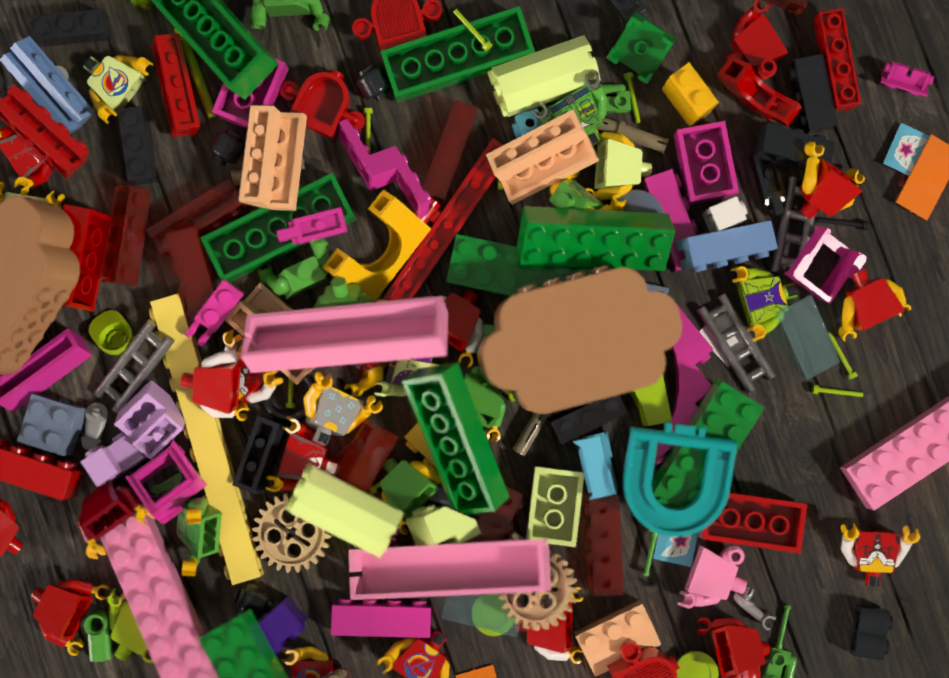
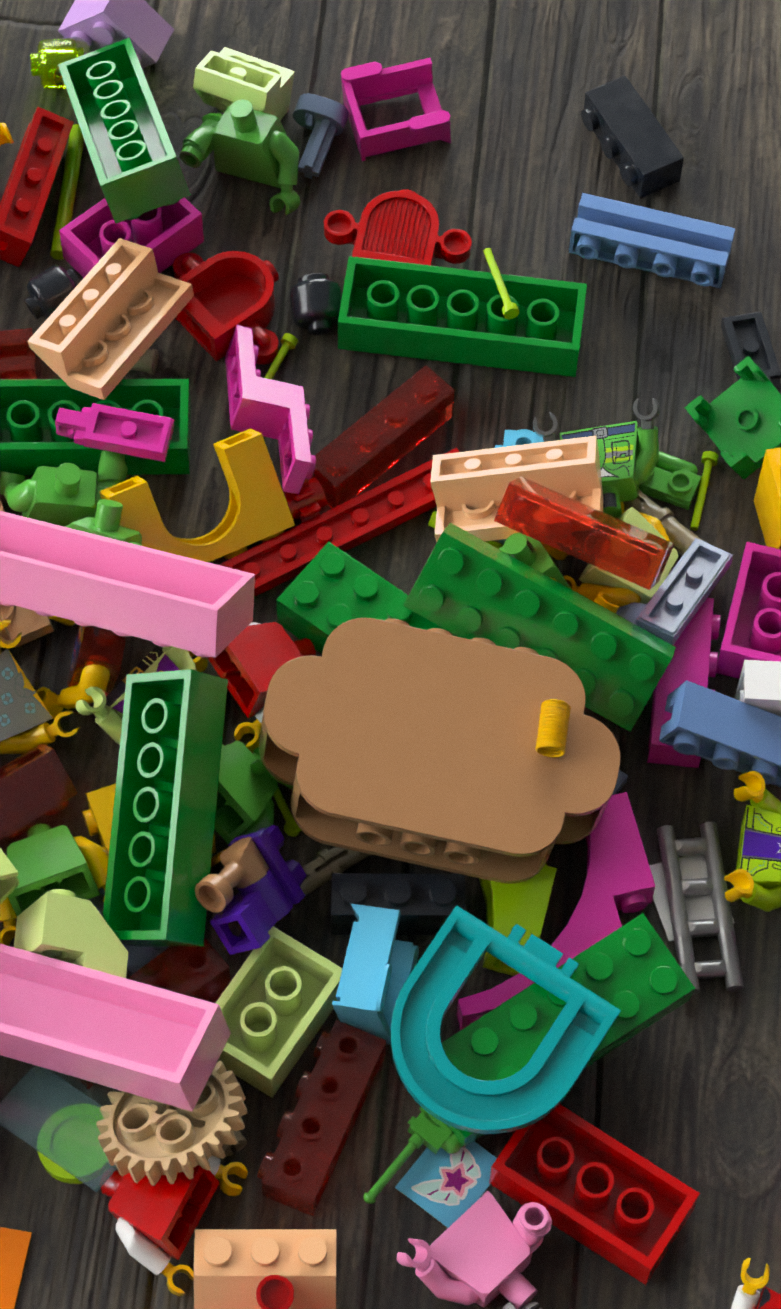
camera: 25 degrees right, 25 degrees down
(519, 455) = (264, 884): none -> dark purple hips
(542, 76) = (574, 386): yellowish green brick -> none
(595, 175) = (584, 532): none -> clear red brick
(638, 311) = (556, 722): none -> yellow piece
(656, 174) = (684, 591): none -> sand blue tile

